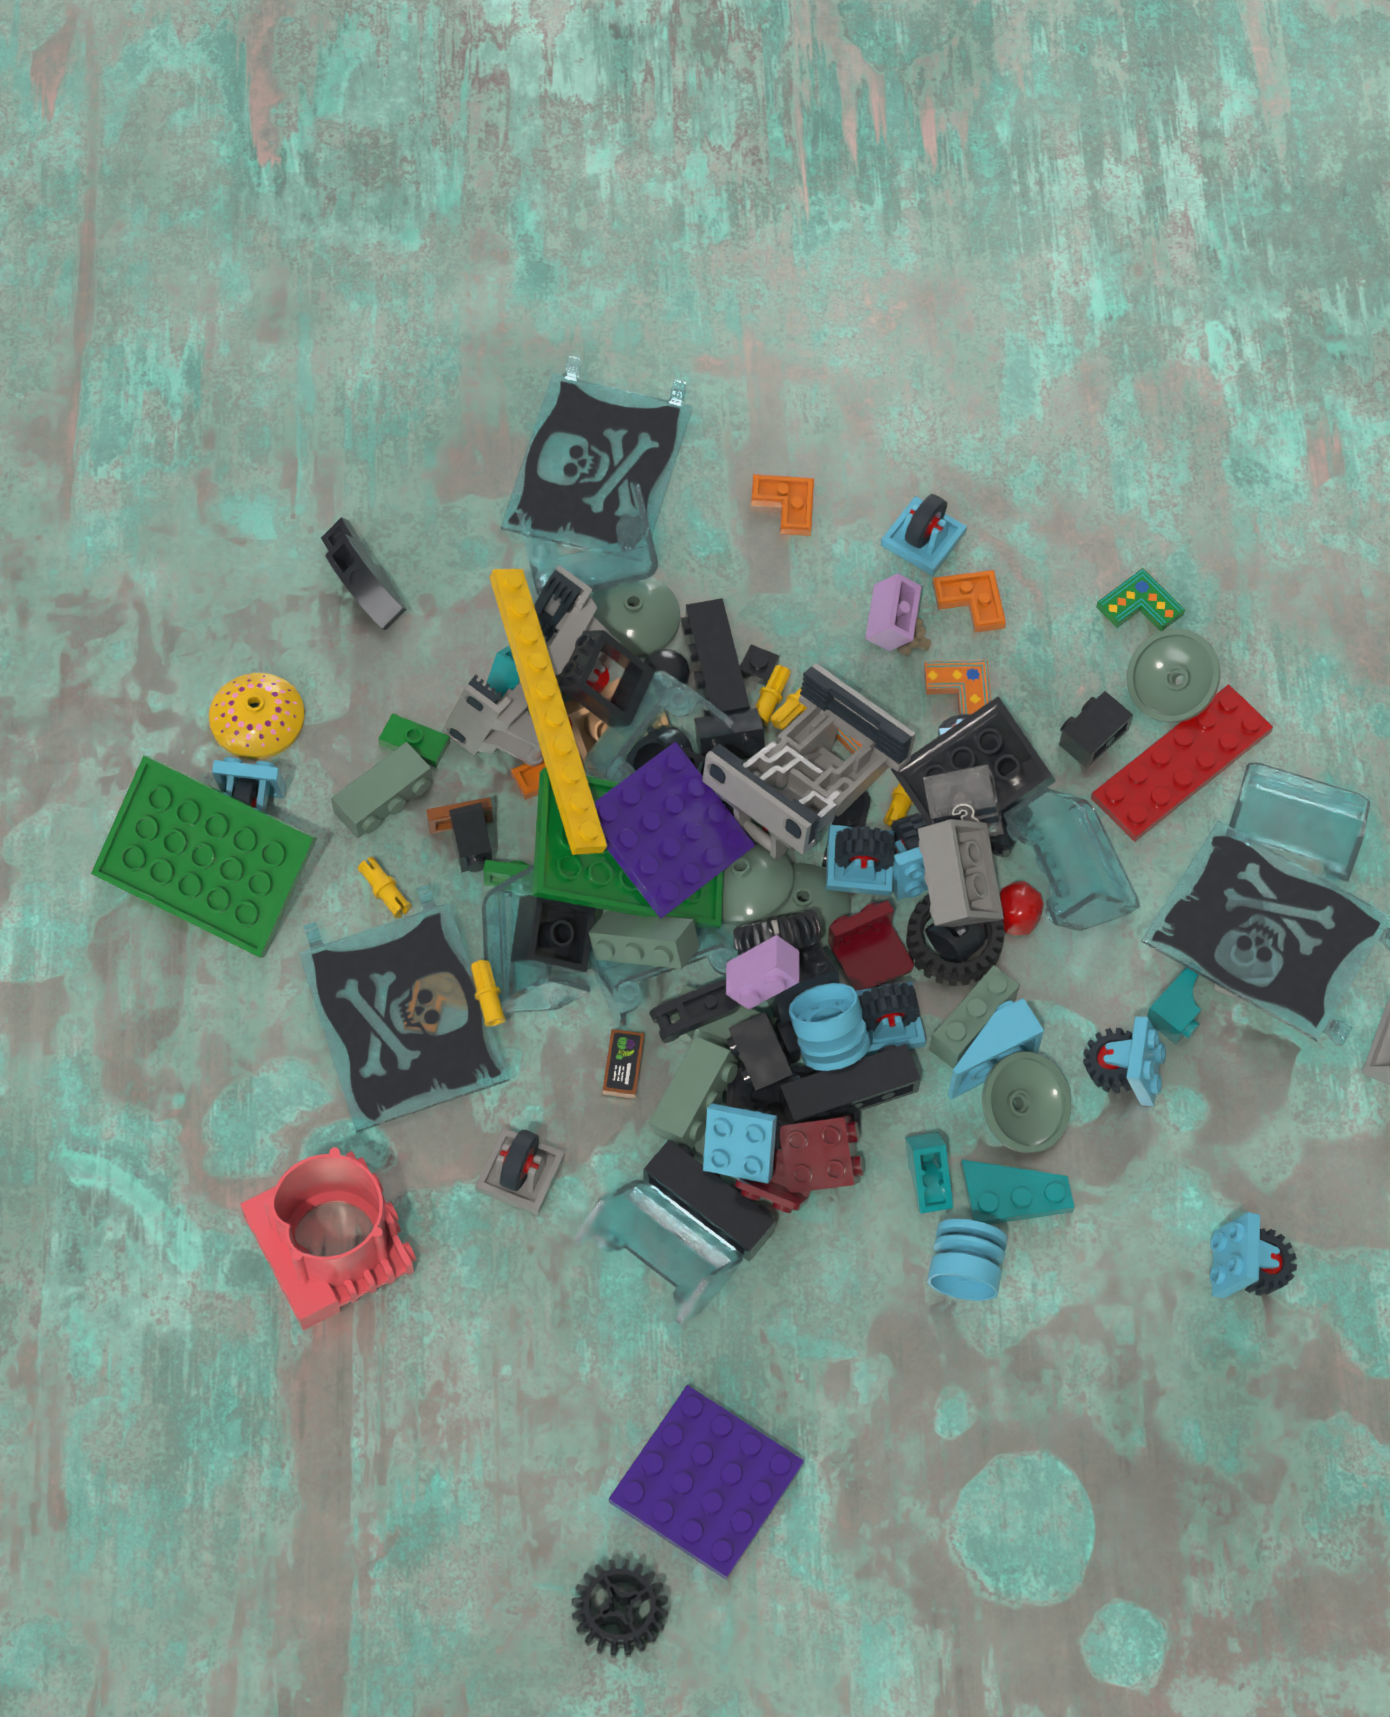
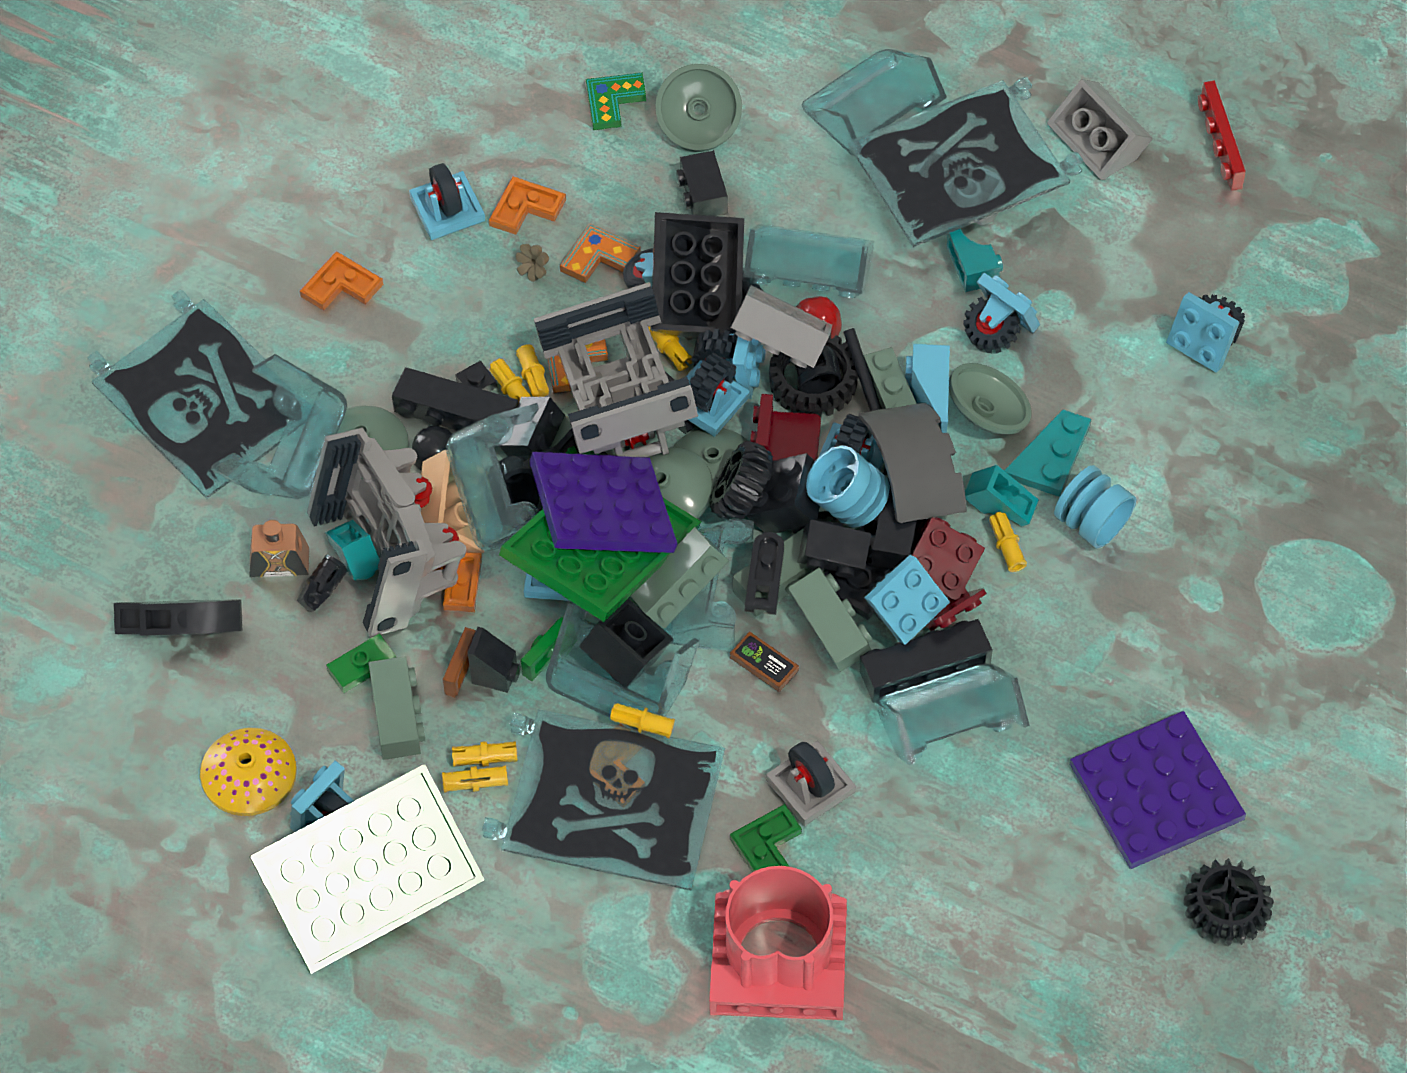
camera: 55 degrees left, 5 degrees down
(355, 894) = (497, 776): none -> yellow pin
(435, 1161) = (760, 838): none -> green tile
(467, 662) = (322, 583): none -> black hinge
(469, 603) = (278, 550): none -> torso
(548, 712) = (449, 517): yellow plate -> none
(629, 691) = (439, 469): black window -> none
(762, 972) = (776, 502): lavender brick -> none
(886, 1204) = (1007, 542): none -> yellow axle
(893, 612) = (504, 259): lavender brick -> none
(893, 1066) = (917, 461): none -> dark grey panel
(964, 796) = (721, 290): clear slope -> none
(978, 973) = (862, 369): none -> black bar
(1181, 763) = (771, 151): red plate -> none

